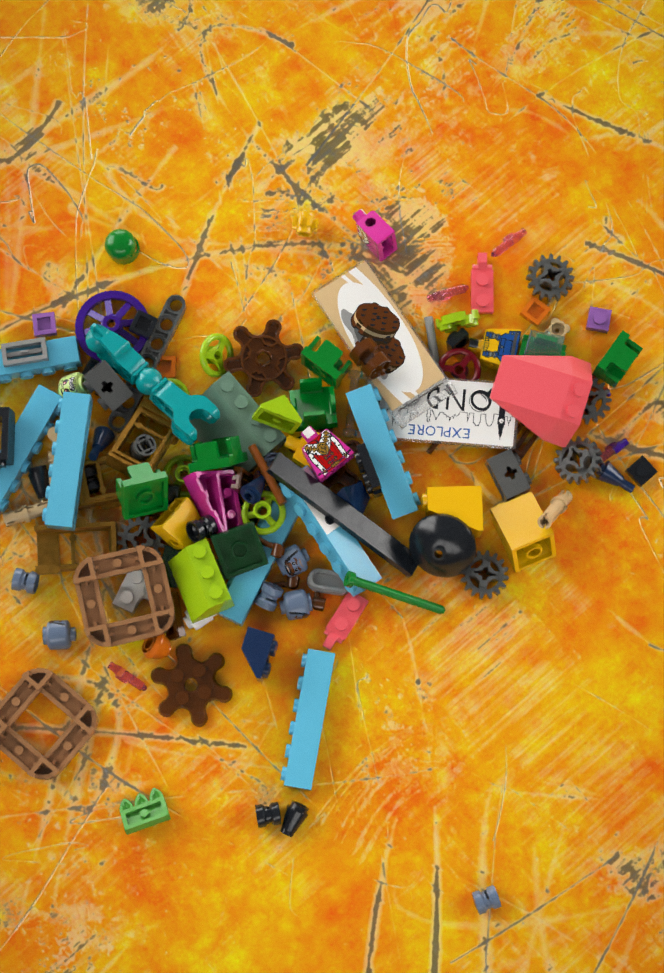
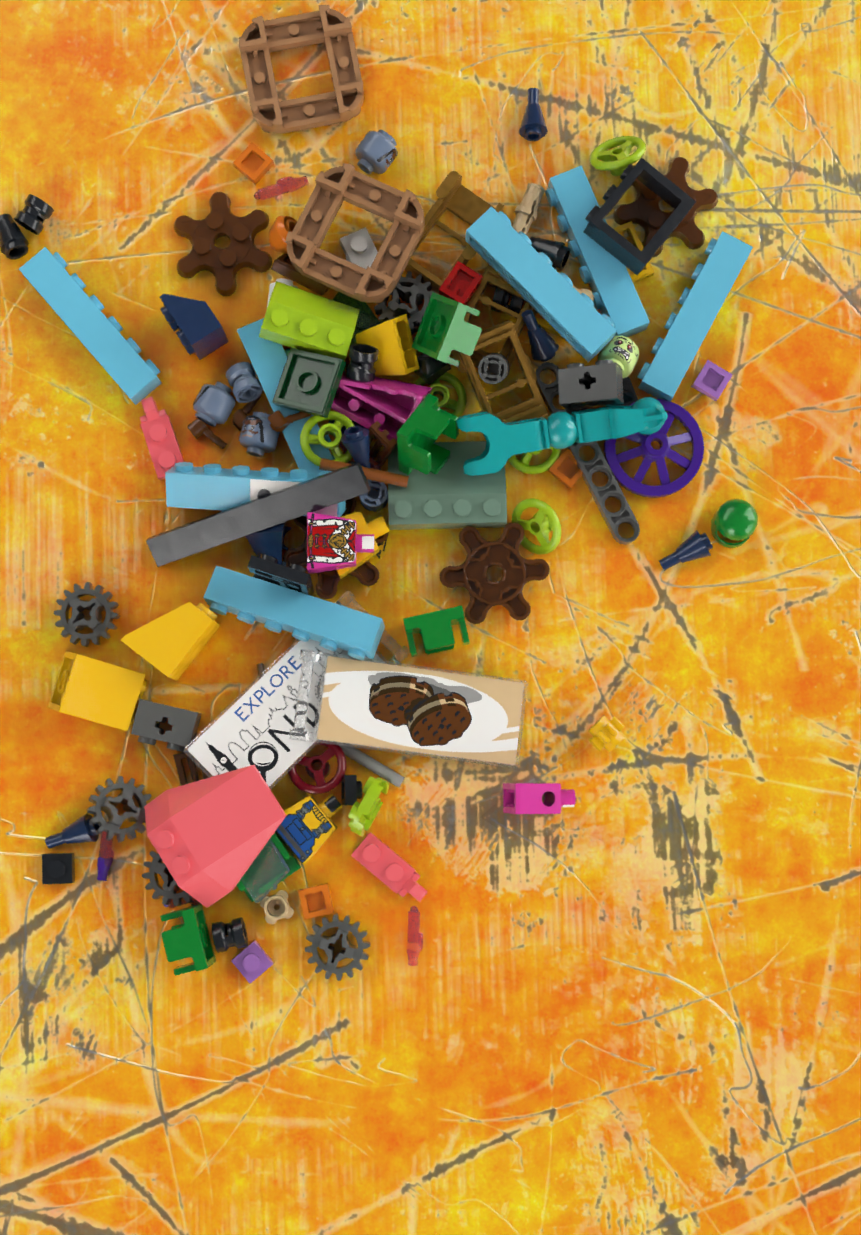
camera: 130 degrees right, 5 degrees up
(25, 581) = (457, 159): sand blue wheel -> none
(27, 360) = (682, 352): light grey tile -> none
(106, 510) = (460, 283): none -> red bracket
(125, 707) = (253, 163): none -> orange tile
(143, 324) = (628, 476): black plate -> none
(145, 812) = (135, 100): bright green plate -> none
(155, 258) = (691, 549): none -> dark blue cone
(278, 414) = (416, 533): lime slope -> none
(314, 404) = (401, 581): green panel -> none
(326, 582) = (213, 450): light grey tile -> none
(351, 579) = (183, 466): green bar -> none
(368, 356) = (399, 676): reddish brown wheel -> none
(444, 534) = (145, 591): black dish -> none
(447, 293) = (411, 822): clear pink piece -> none
(557, 506) = (89, 745): tan pin -> none
(590, 339) = (229, 935): none -> black wheel

